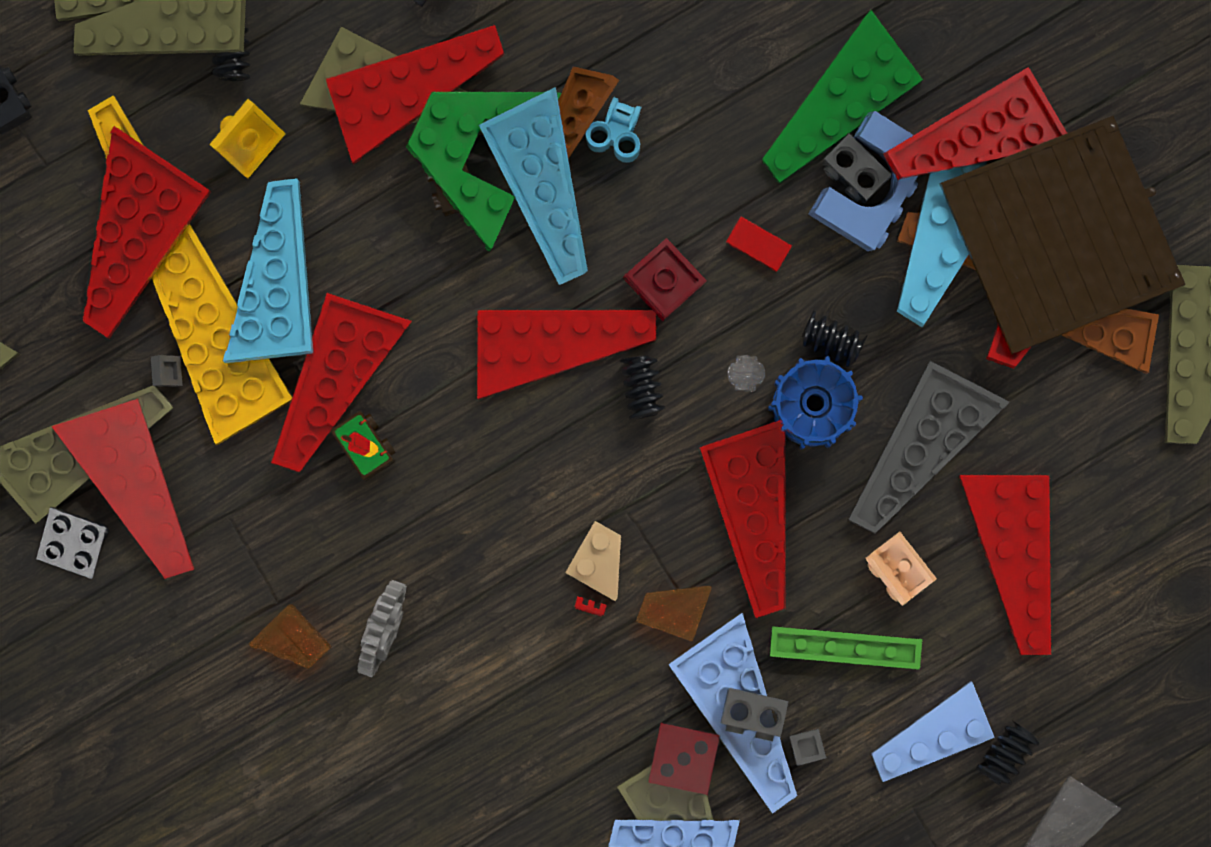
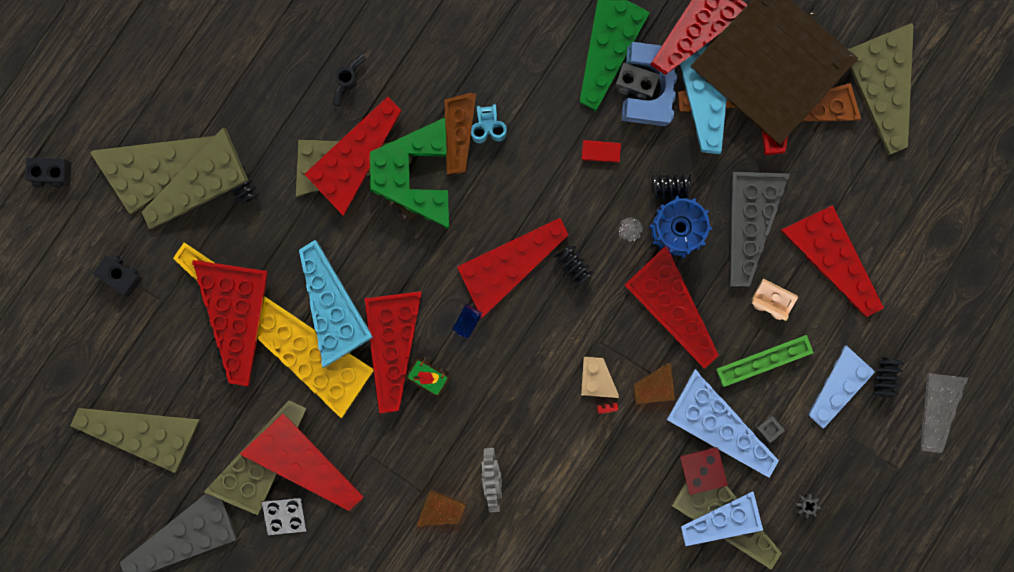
camera: 25 degrees left, 0 degrees up
(166, 371) = (292, 388): dark grey plate -> none
(247, 138) = (274, 230): yellow tile -> none
(454, 393) = (467, 321): none -> clear blue bracket
(536, 166) = (450, 165): medium azure wing -> none
(664, 279) = (556, 197): dark red tile -> none
(755, 706) = (731, 419): dark grey brick -> none

